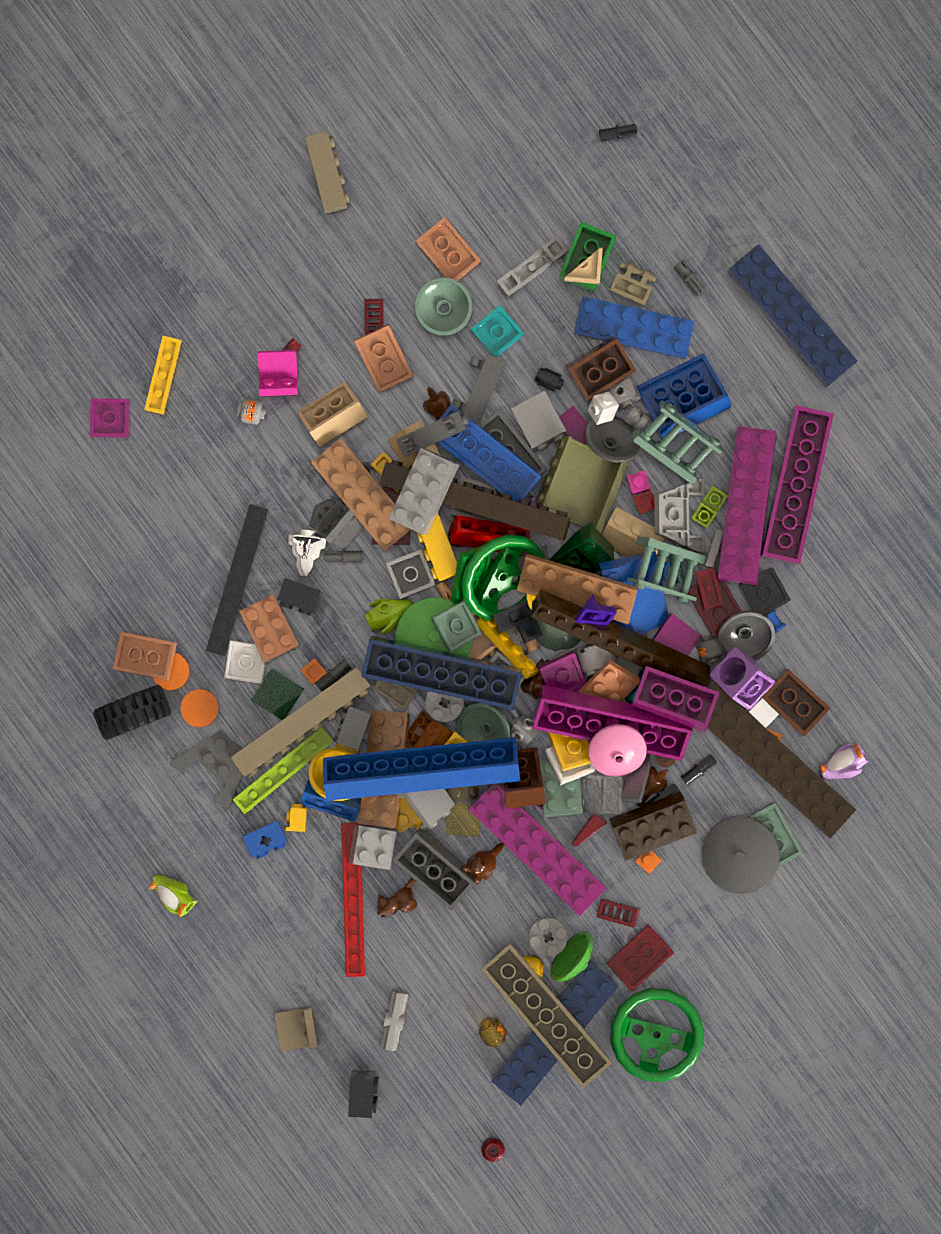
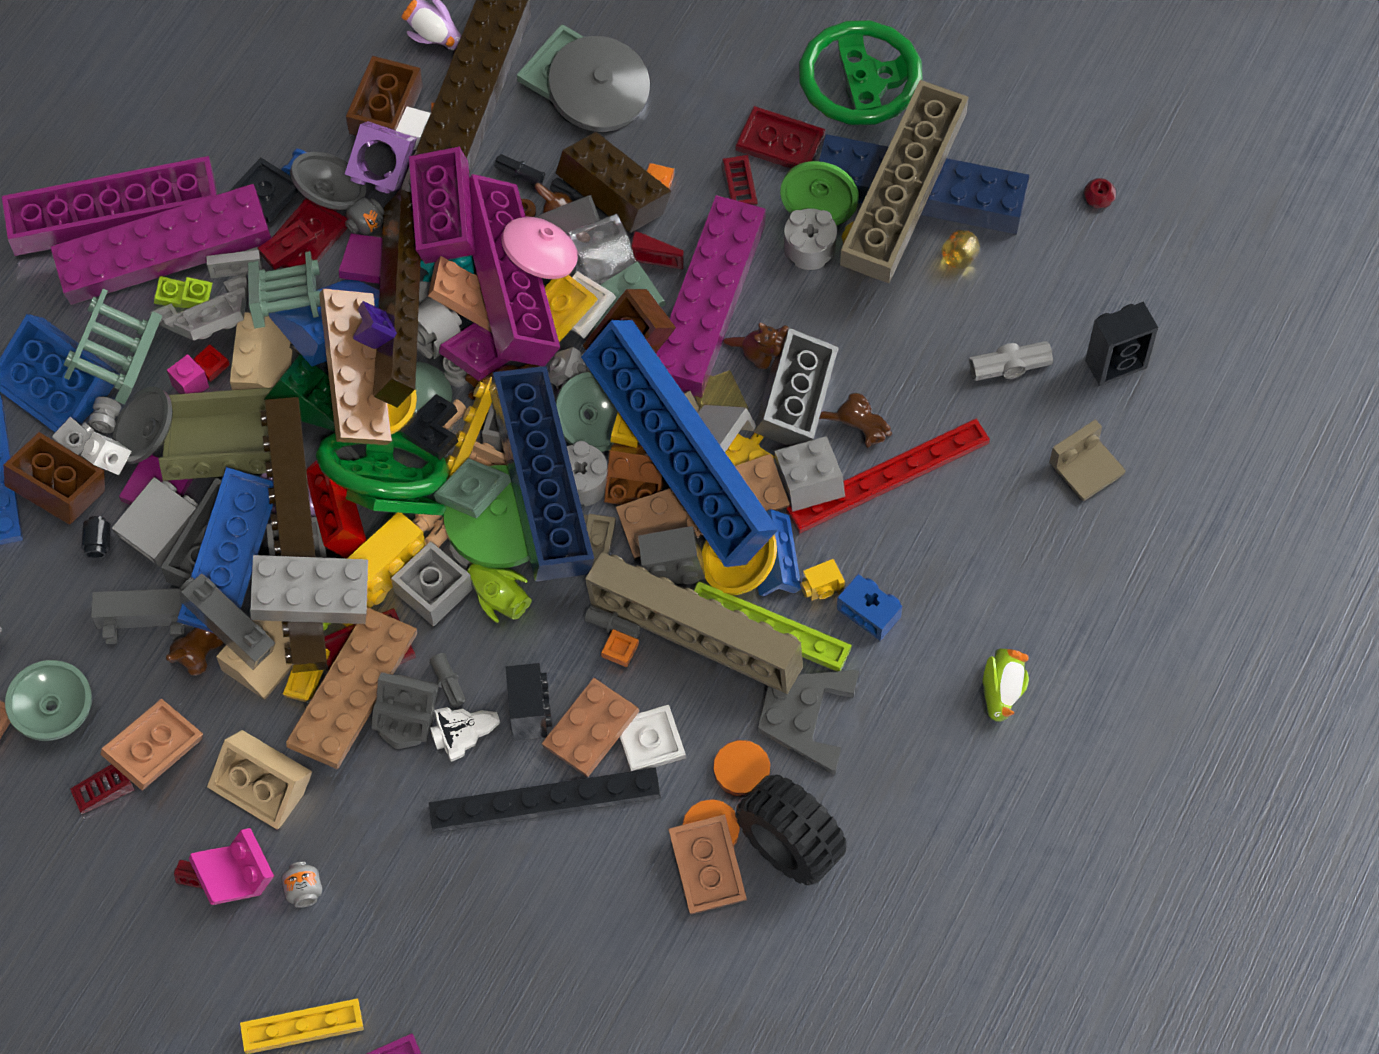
camera: 115 degrees left, 25 degrees down
(277, 694) = (672, 679): clear green tile -> none
(497, 331) = (57, 629): teal tile -> none

